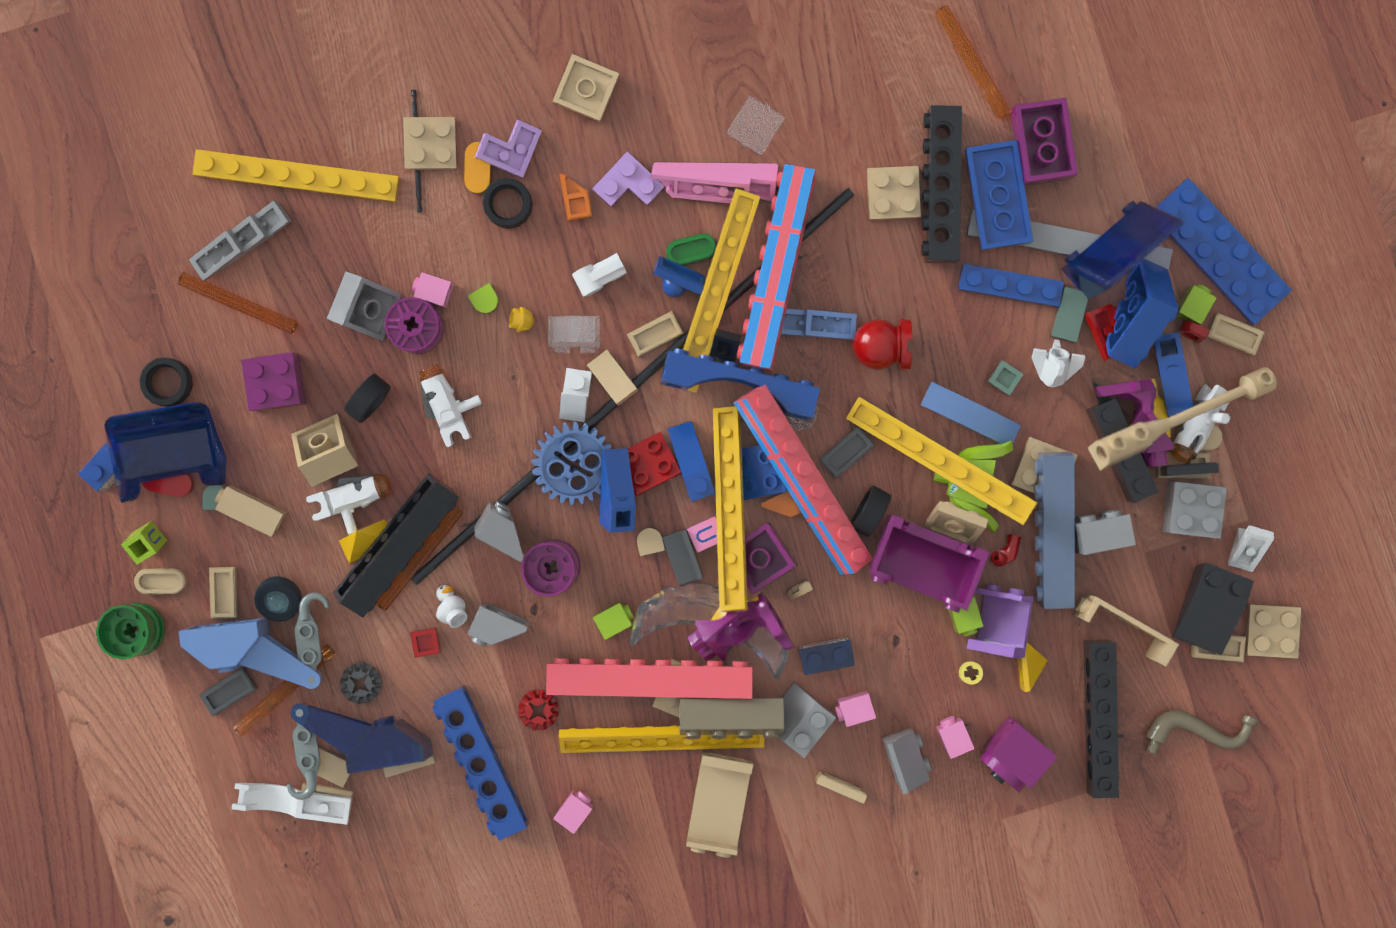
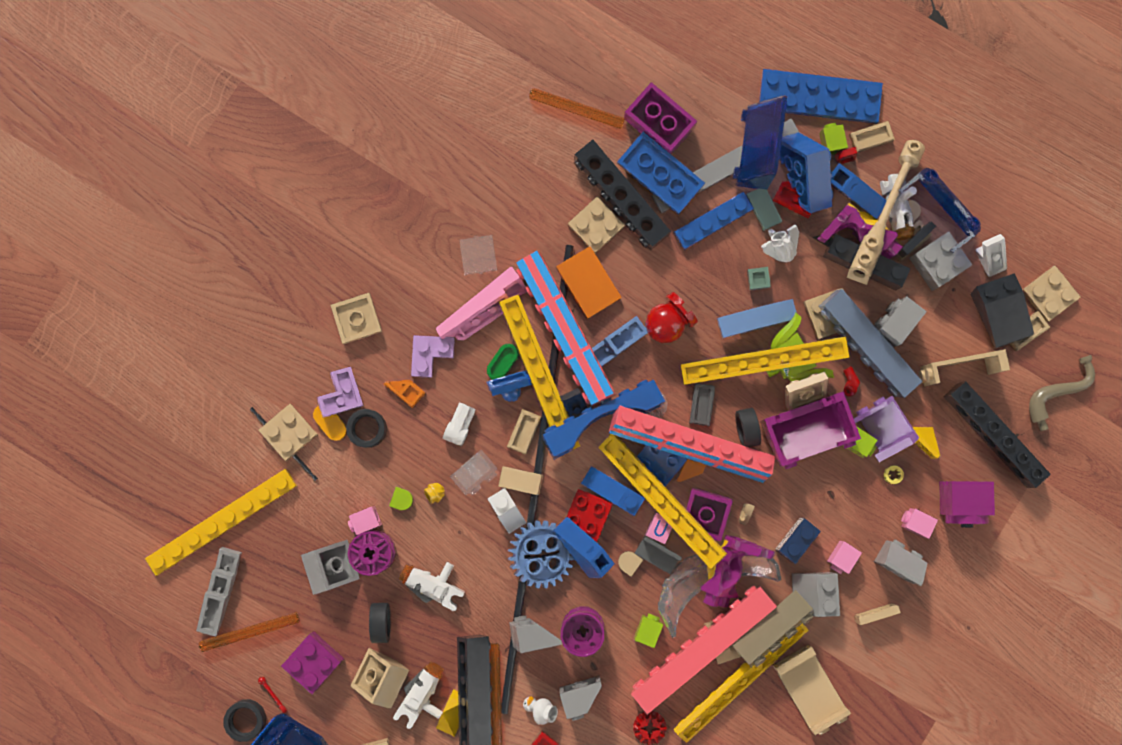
camera: 40 degrees left, 5 degrees down
(212, 359) = (262, 681): none -> red hinge
(838, 242) = (588, 282): none -> orange tile
(1251, 458) = (949, 202): none -> clear blue windscreen

